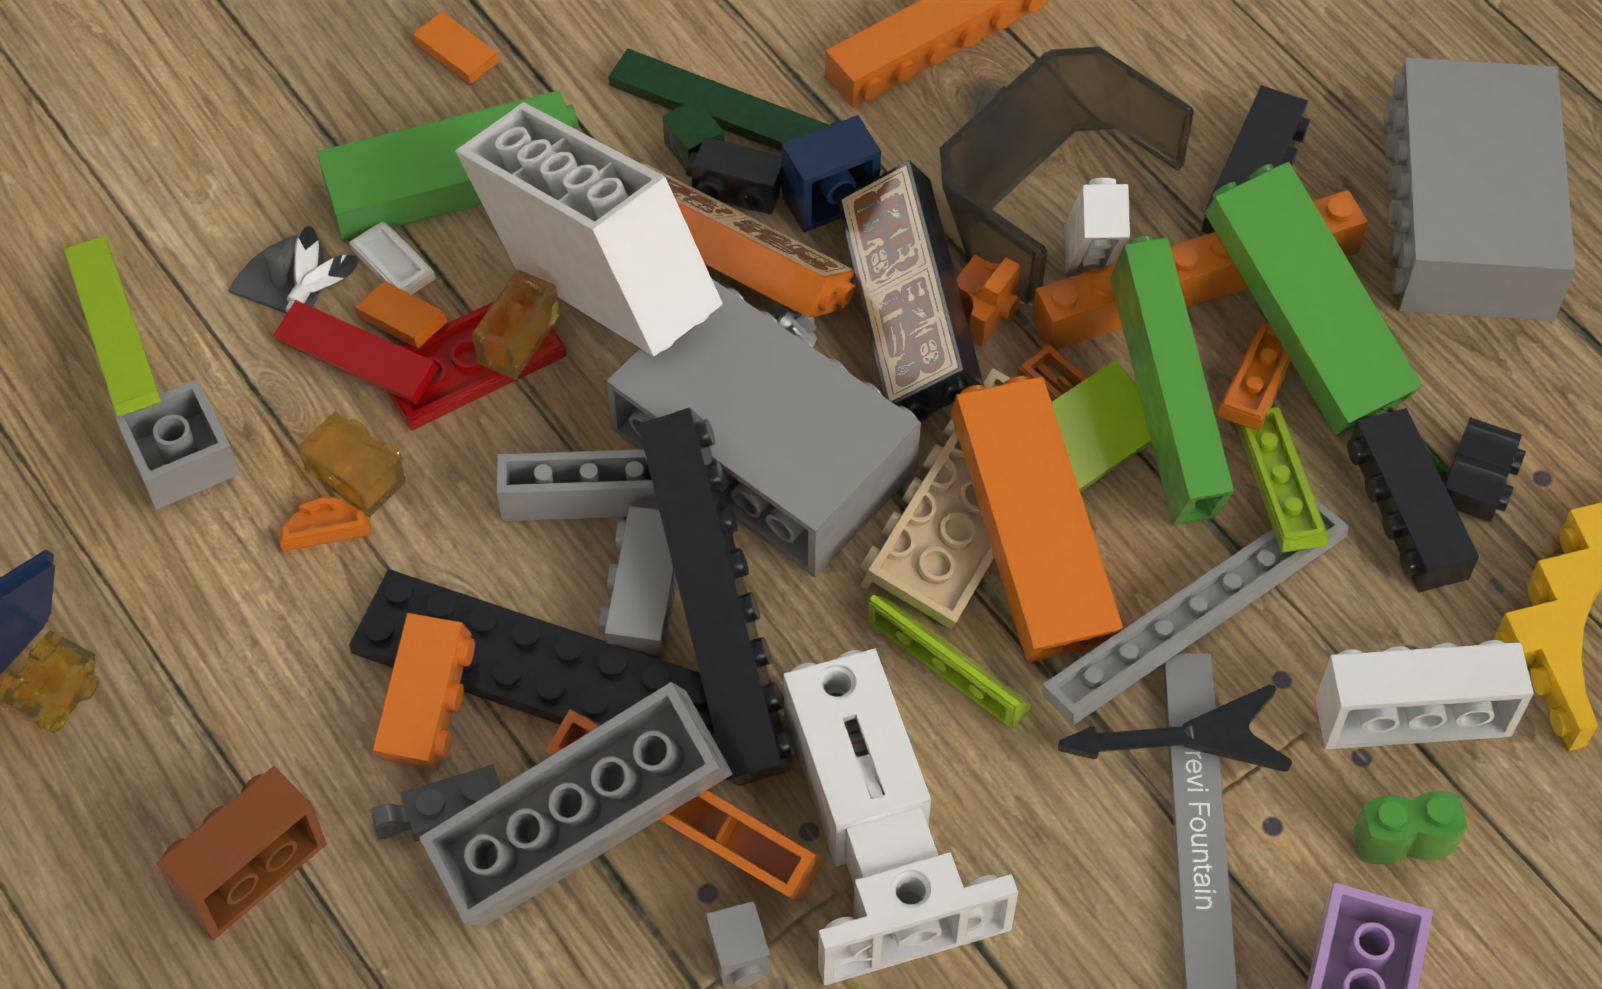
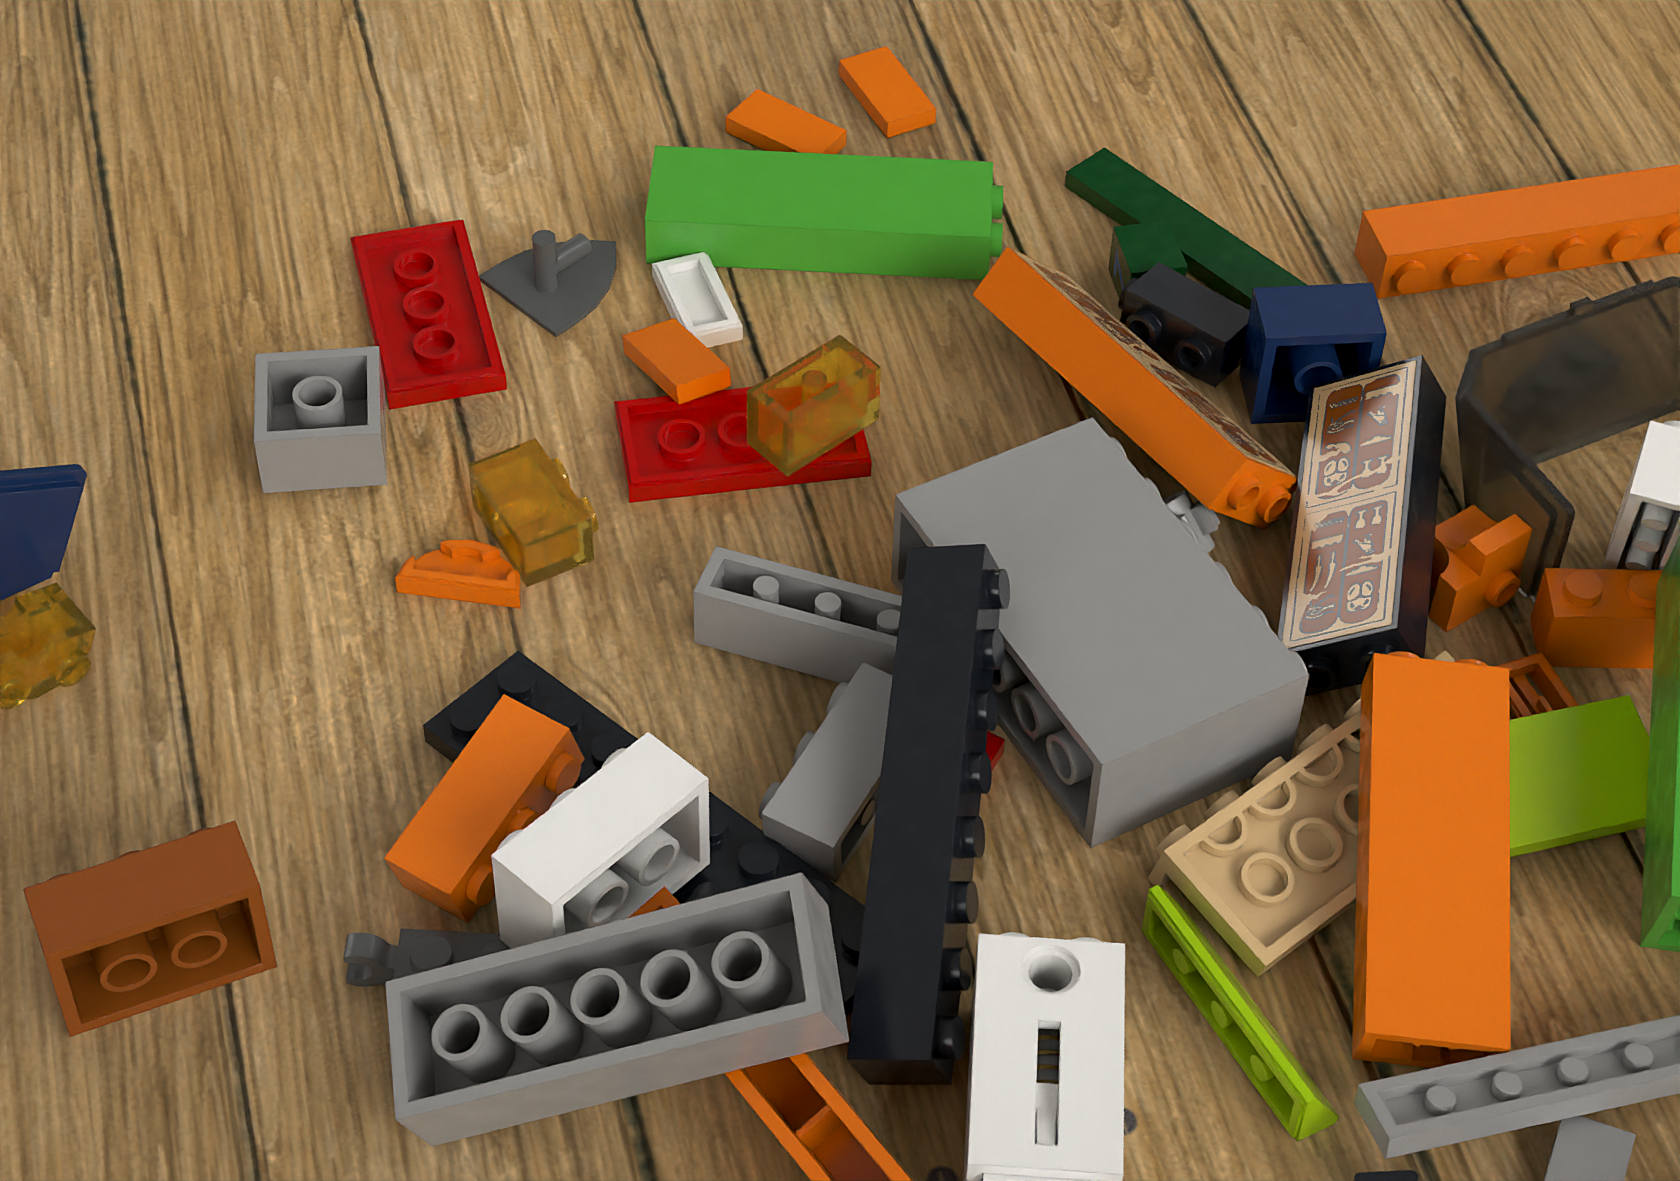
camera: 20 degrees right, 10 degrees down
(112, 326) = (309, 266): lime tile -> none
(206, 330) = (428, 314): none -> red tile
(307, 275) = (586, 289): white piece -> none
(356, 351) = (599, 385): red tile -> none
(396, 102) = (783, 127): none -> orange tile
(521, 701) = (604, 846): none -> white brick
(591, 226) = (953, 300): white brick -> none

